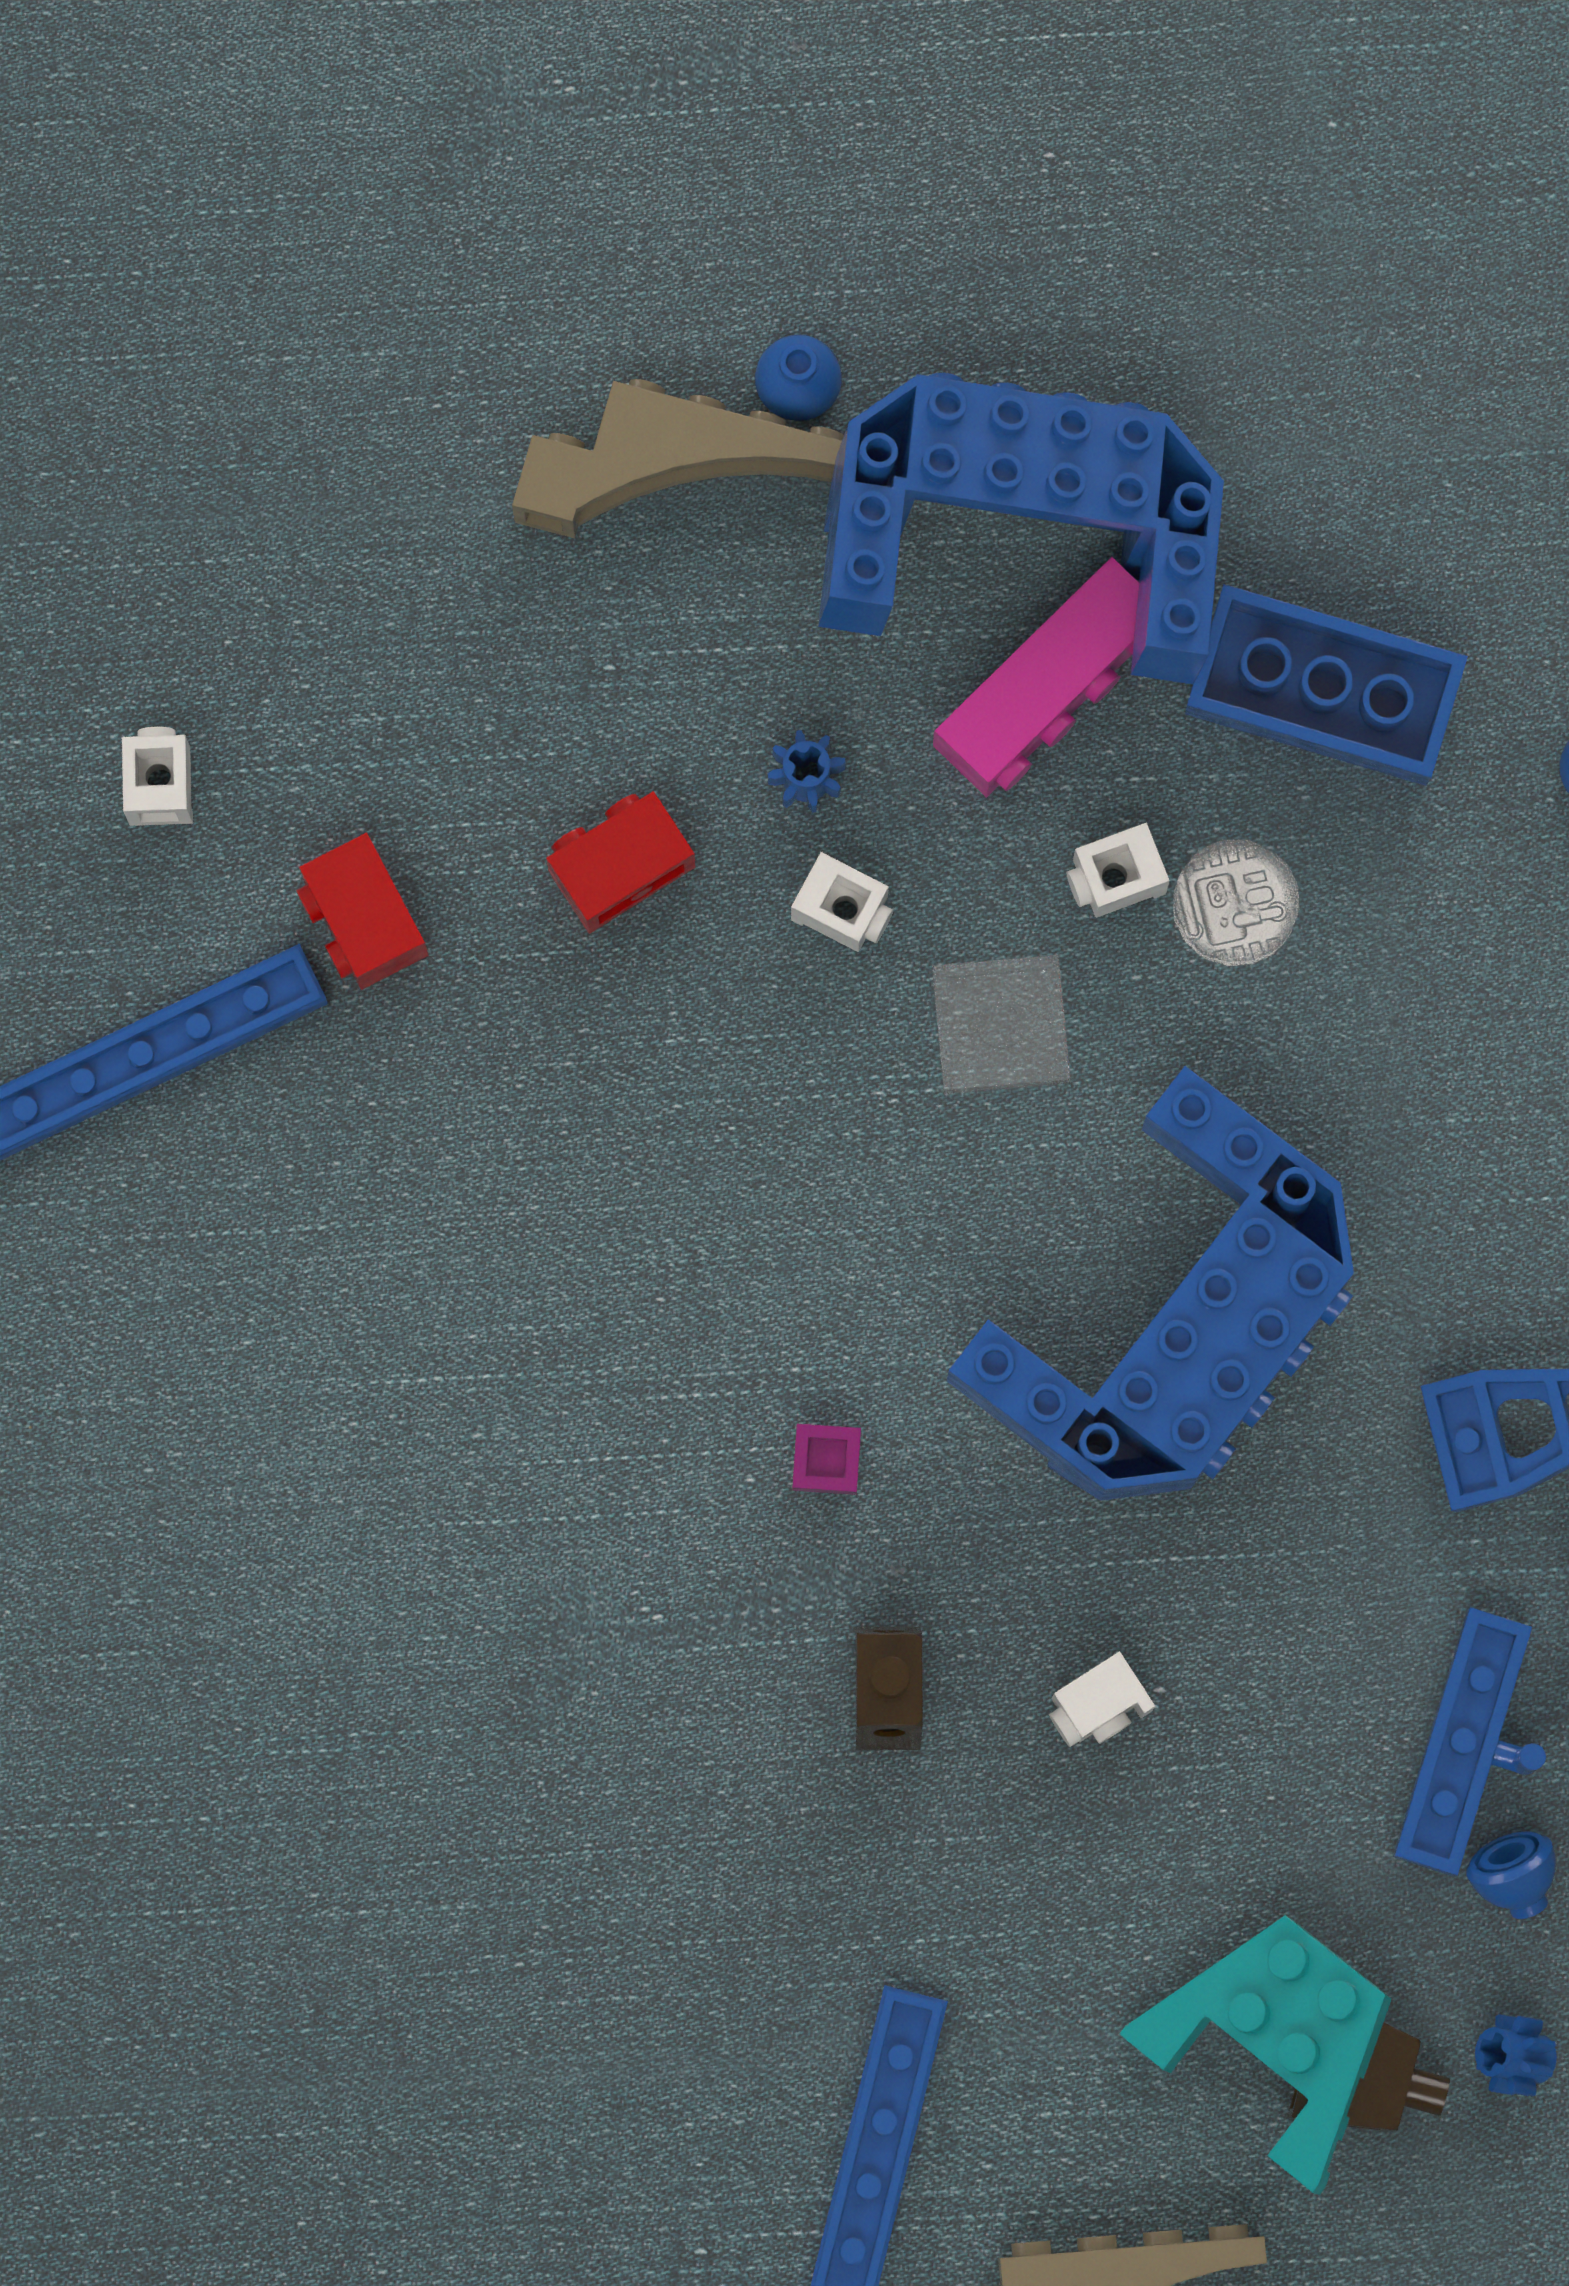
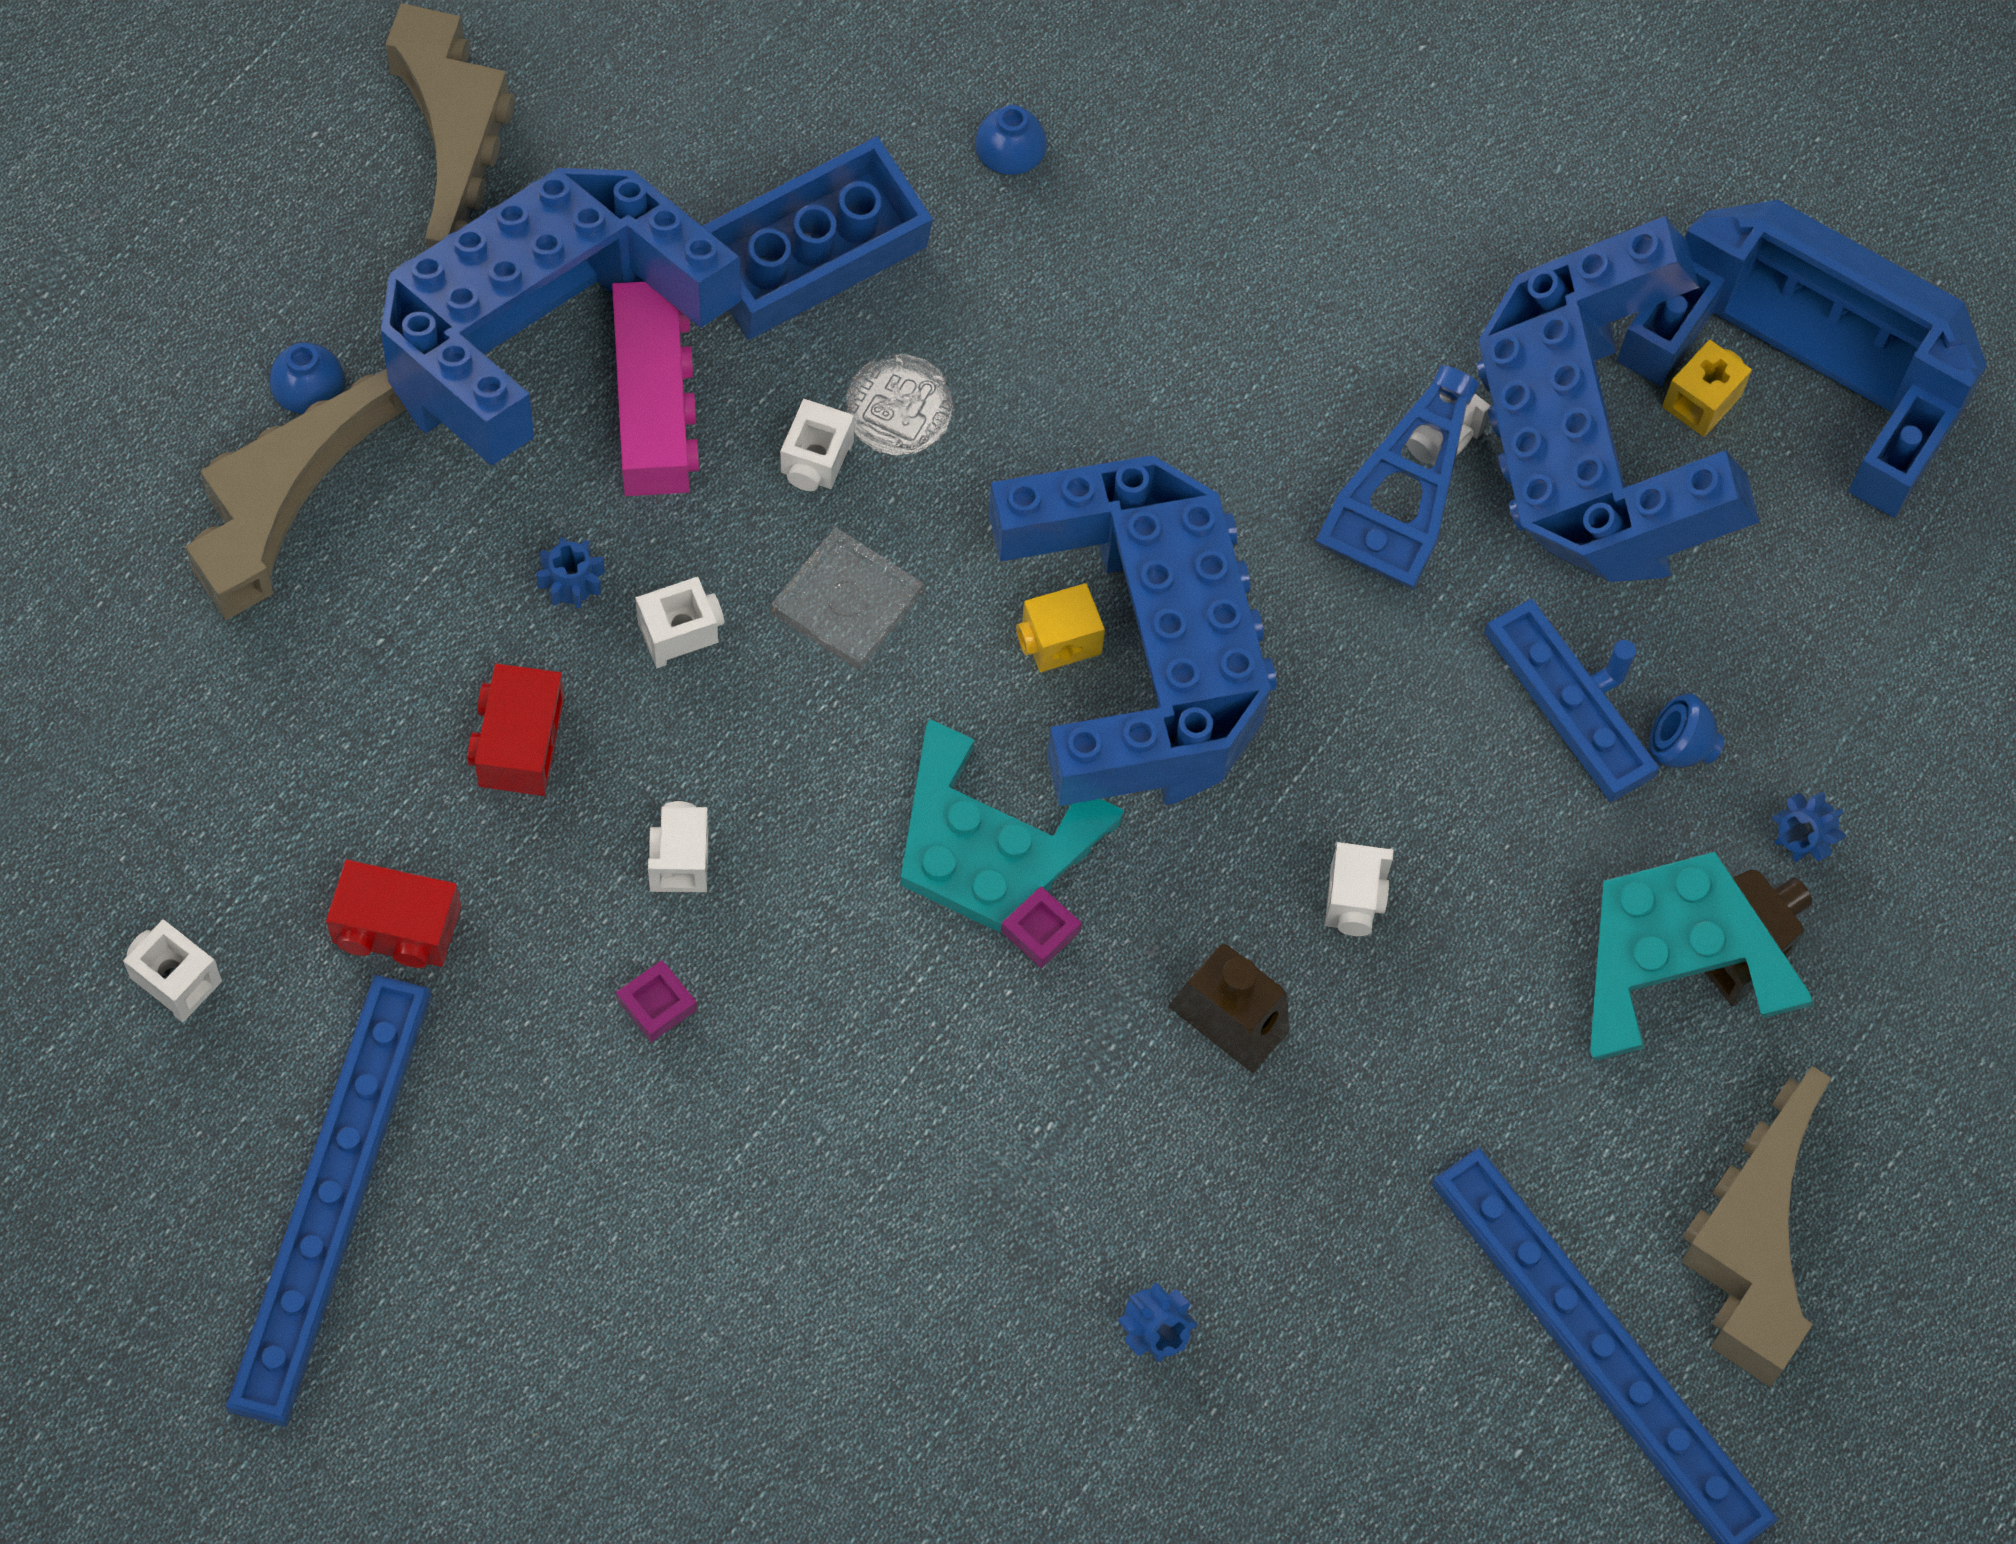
camera: 55 degrees left, 15 degrees down
(476, 1195) = (656, 1001): none -> magenta plate
(545, 1856) = (1157, 1322): none -> blue gear
(631, 1093) = (679, 849): none -> white brick
(850, 1343) = (977, 855): none -> teal wing
(1128, 1235) = (1061, 628): none -> yellow brick
(1173, 271) = (460, 105): none -> dark tan arch

